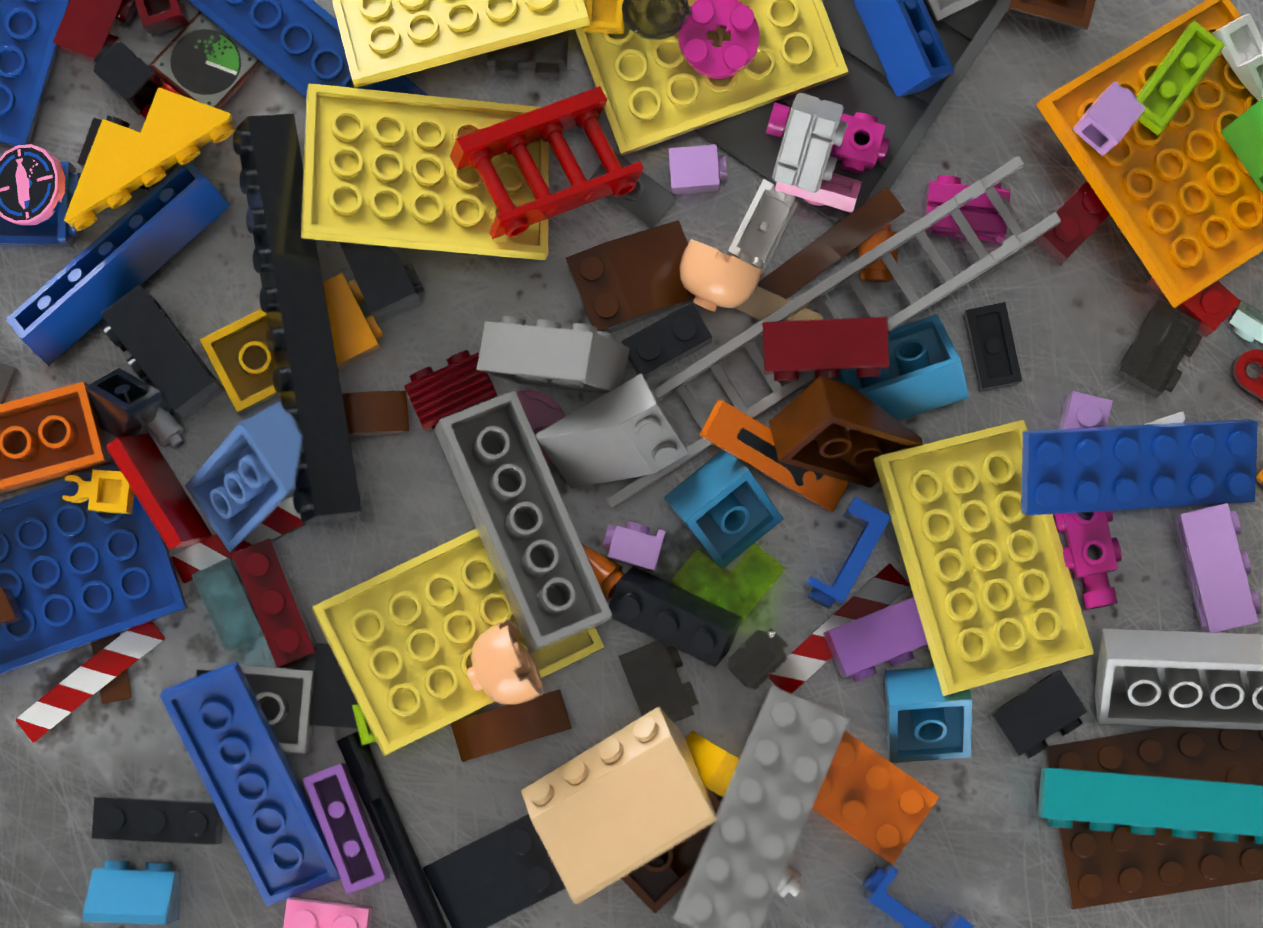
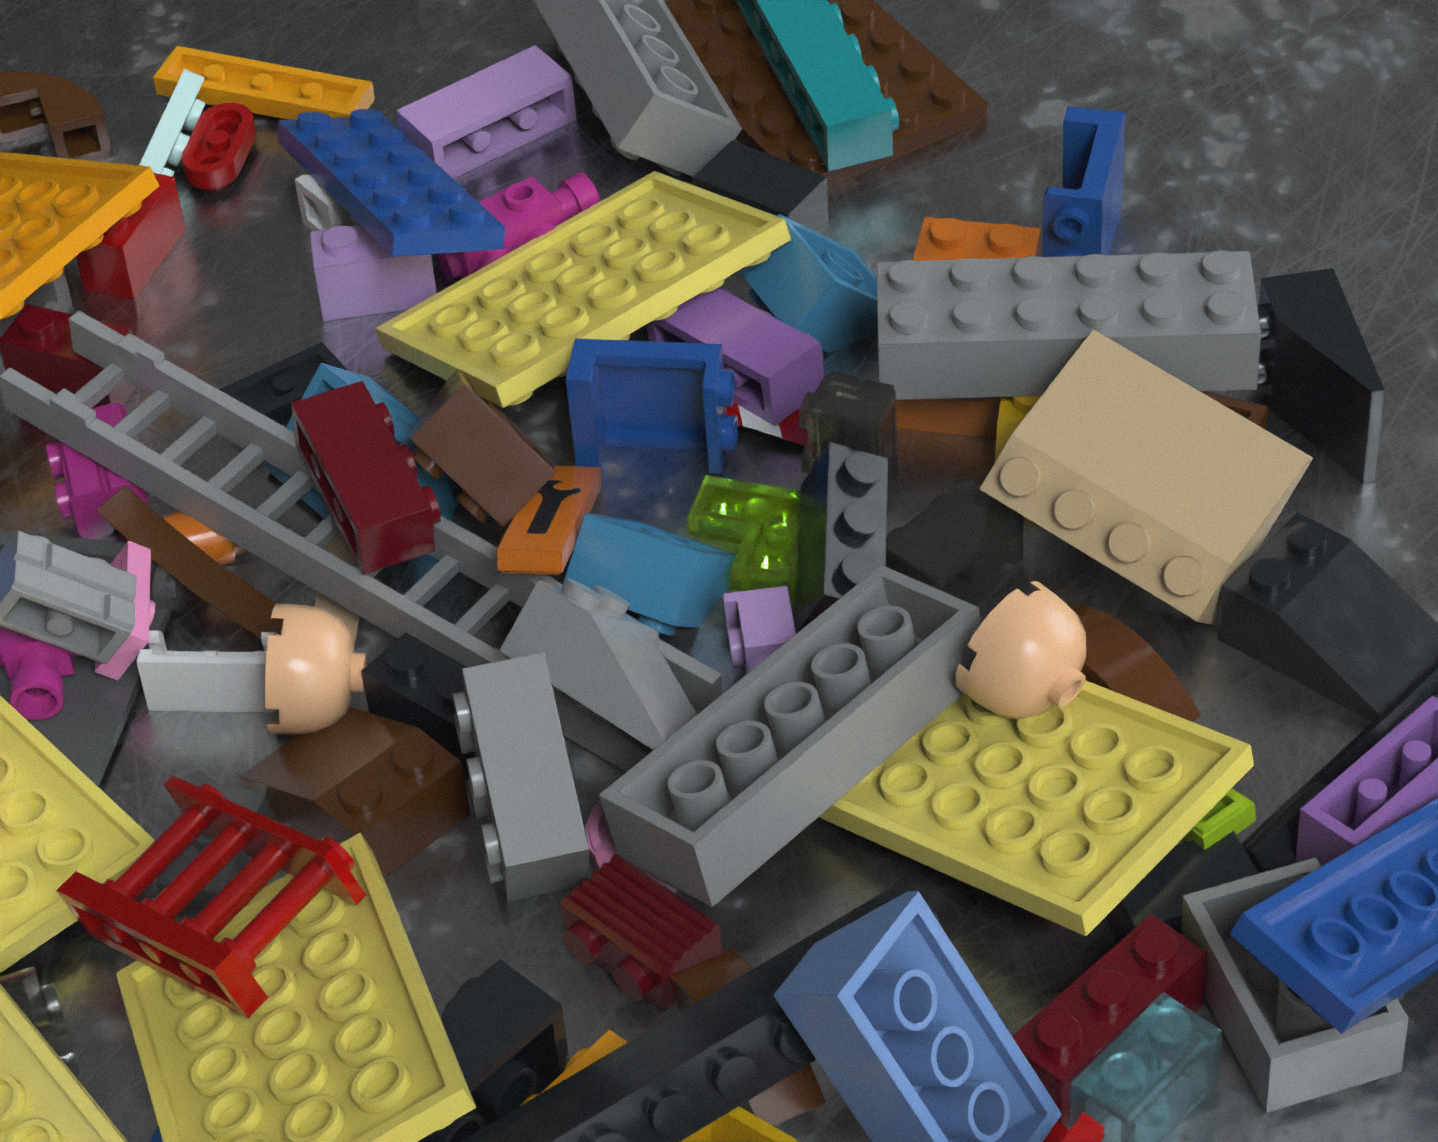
camera: 115 degrees left, 40 degrees down
(696, 169) = (141, 761): lavender brick -> none
(1158, 349) = (220, 244): clear smoke brick -> none

